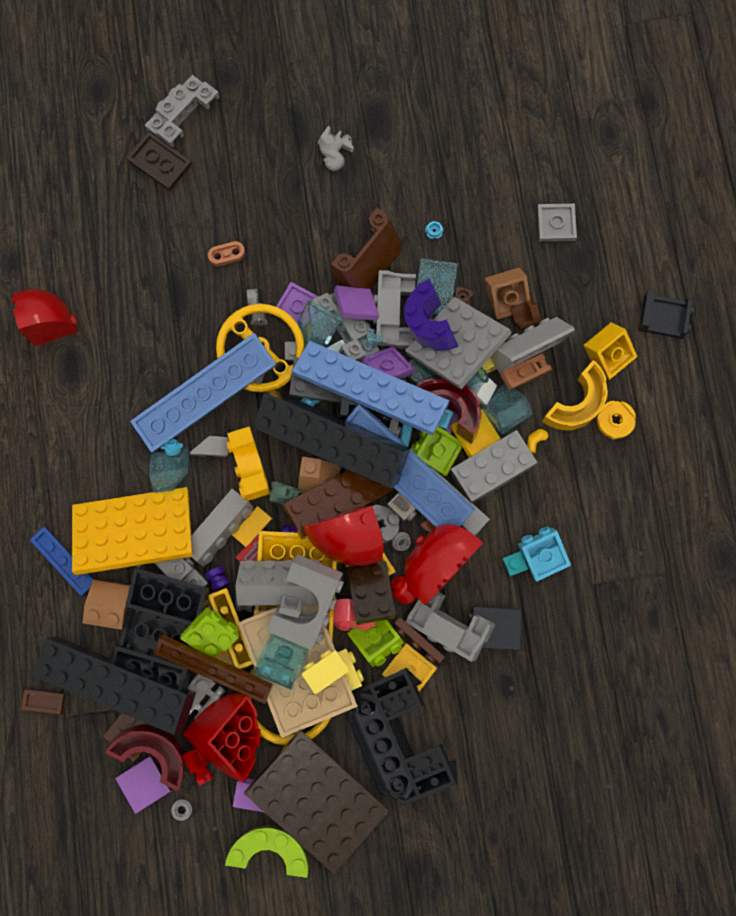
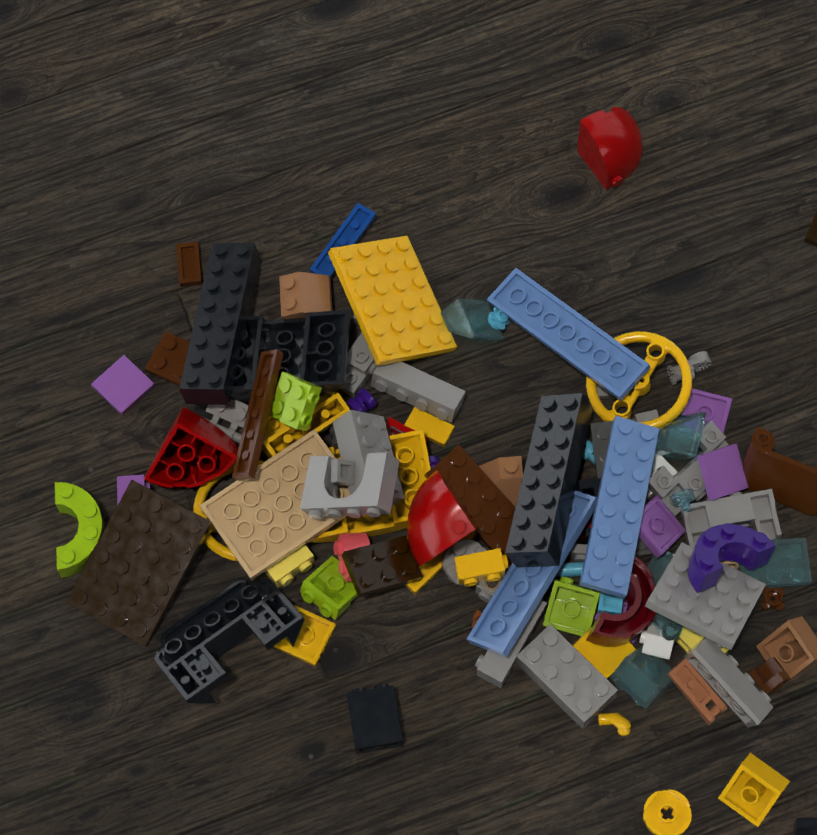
camera: 80 degrees right, 10 degrees down
(155, 742) = (164, 390): dark red brick -> none
(175, 810) = (99, 425): light grey plate -> none
(196, 763) = (155, 433): red plate -> none
(211, 447) = (510, 361): light grey slope -> none
(226, 253) = (746, 321): nougat plate -> none
(249, 465) = (496, 405): yellow brick -> none
(280, 661) = (280, 481): clear light blue slope -> none
(283, 493) = (474, 445): sand green hips -> none
(325, 671) = (280, 529): light yellow brick -> none
(392, 512) = (480, 566): none -> yellow brick
(401, 541) = (447, 594): light grey plate -> none
(401, 590) = (395, 605): red head -> none
(418, 641) = (340, 636): reddish brown plate -> none
(438, 559) = (435, 631): red brick -> none
(449, 631) = (359, 661): light grey bracket -> none
(514, 564) = (457, 729): teal plate -> none
(544, 553) = (477, 757): medium azure plate -> none
(577, 416) = (672, 774): yellow brick -> none

